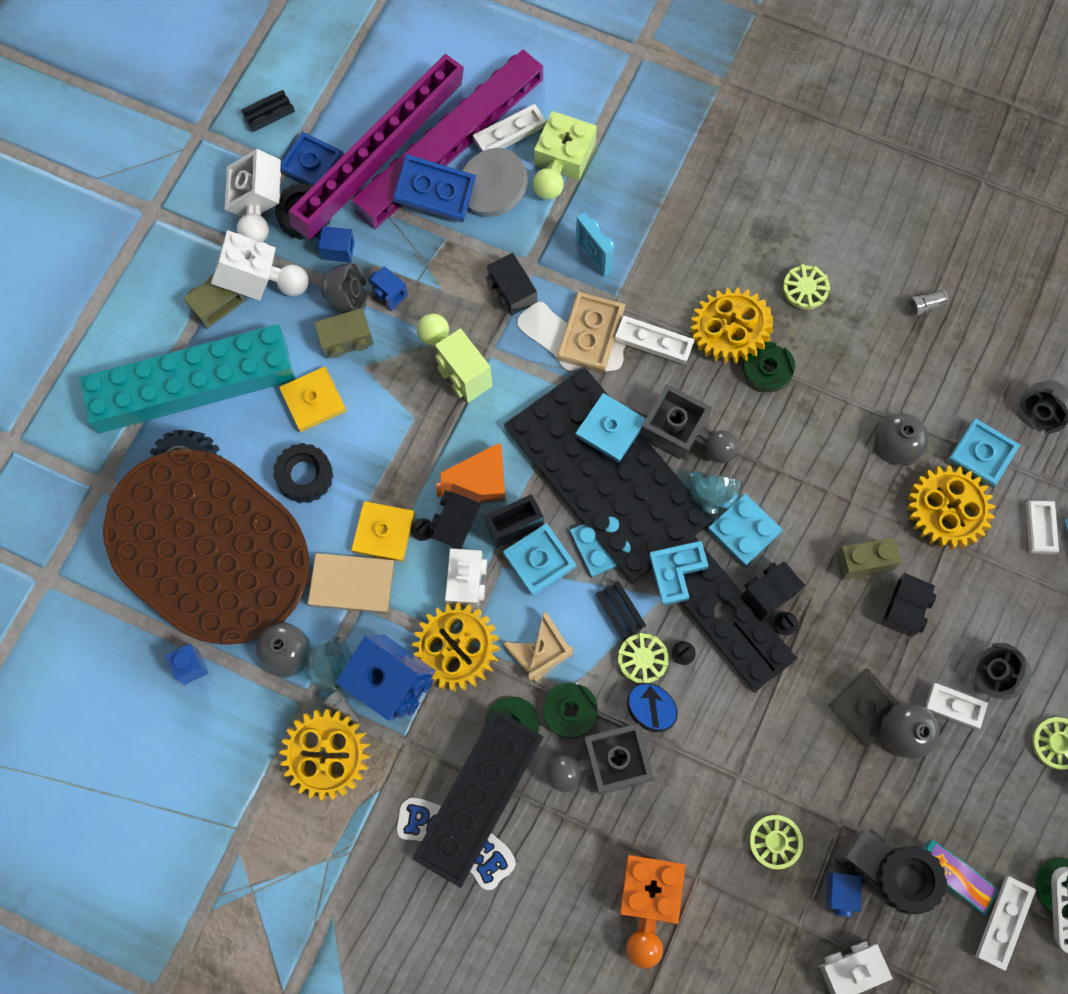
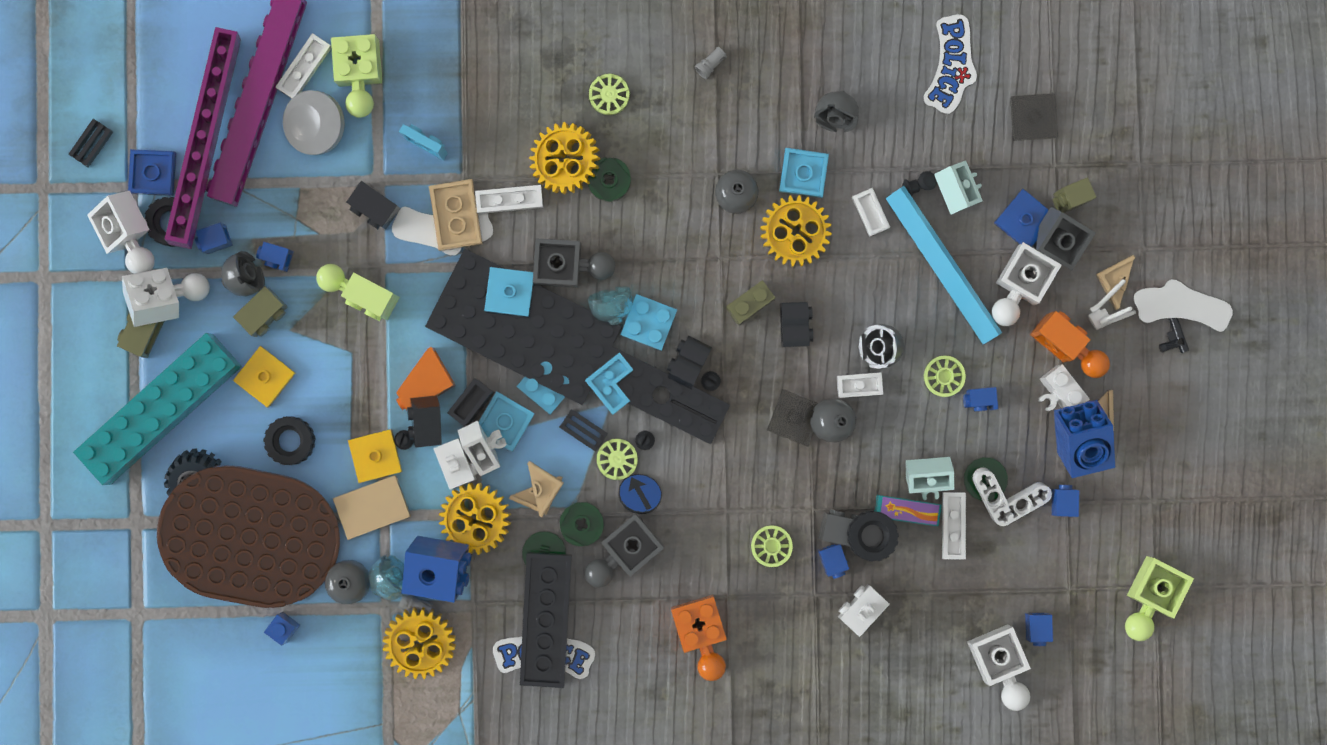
camera: 25 degrees left, 15 degrees up
(434, 188) = (268, 153): blue tile -> none
(501, 571) = (480, 447): none -> white brick
(1000, 849) = (930, 476): none -> light aqua brick

